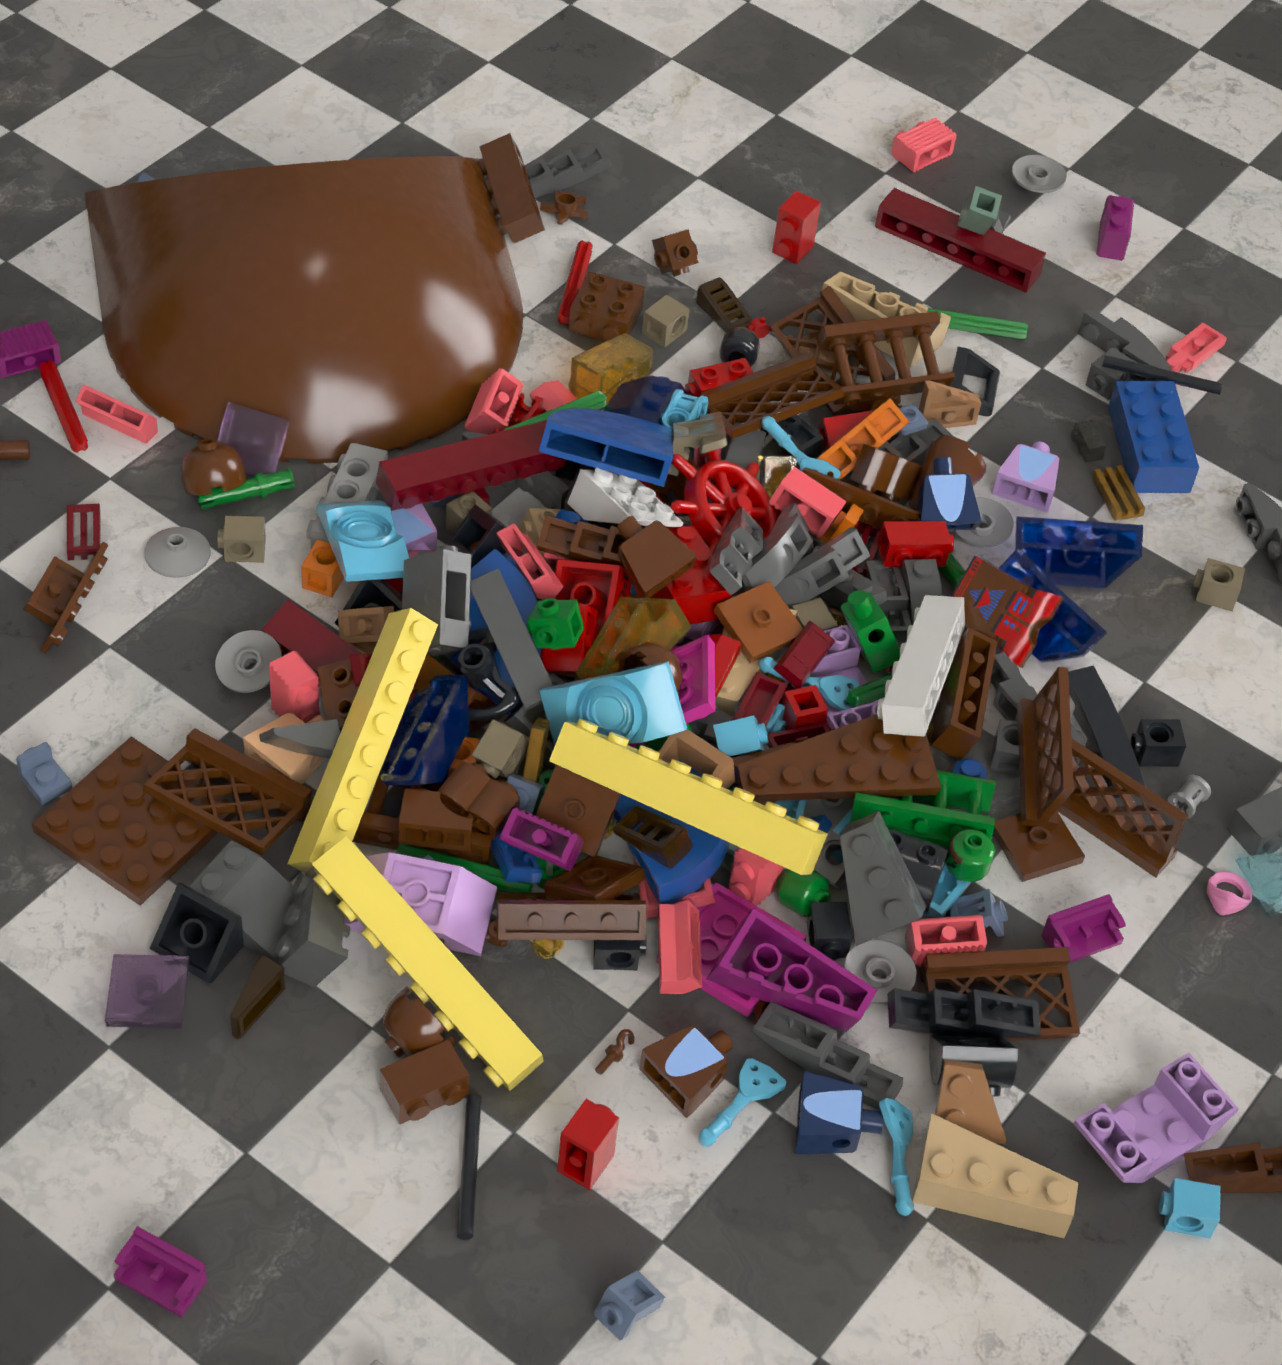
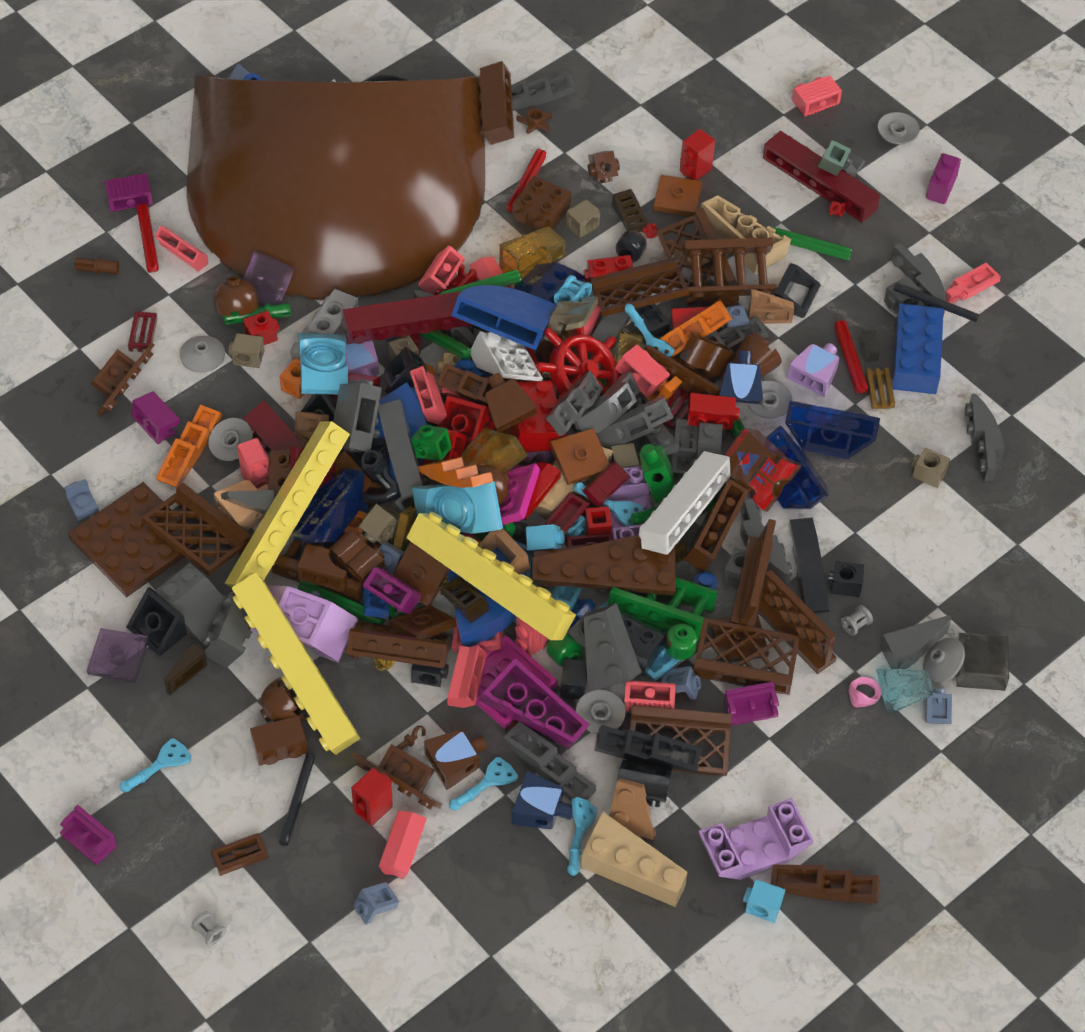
camera: 15 degrees right, 5 degrees up
(128, 644) = (154, 417): none -> magenta hinge
(187, 680) = (188, 447): none -> orange slope
(251, 1139) = (162, 761): none -> medium azure piece
(258, 502) = (262, 326): none -> red brick
(410, 1275) = (240, 858): none -> reddish brown tile
(531, 496) = (448, 344): none -> green axle
(602, 660) = (455, 474): none -> orange slope
(628, 1097) = (404, 771): none -> reddish brown bracket
(647, 1209) = (402, 844): none -> coral piece
(780, 282) = (677, 196): none -> dark orange plate
(991, 277) = (836, 209): none -> red piece
(1062, 892) = (737, 673): none -> reddish brown fence
(1068, 457) = (851, 356): none -> red axle

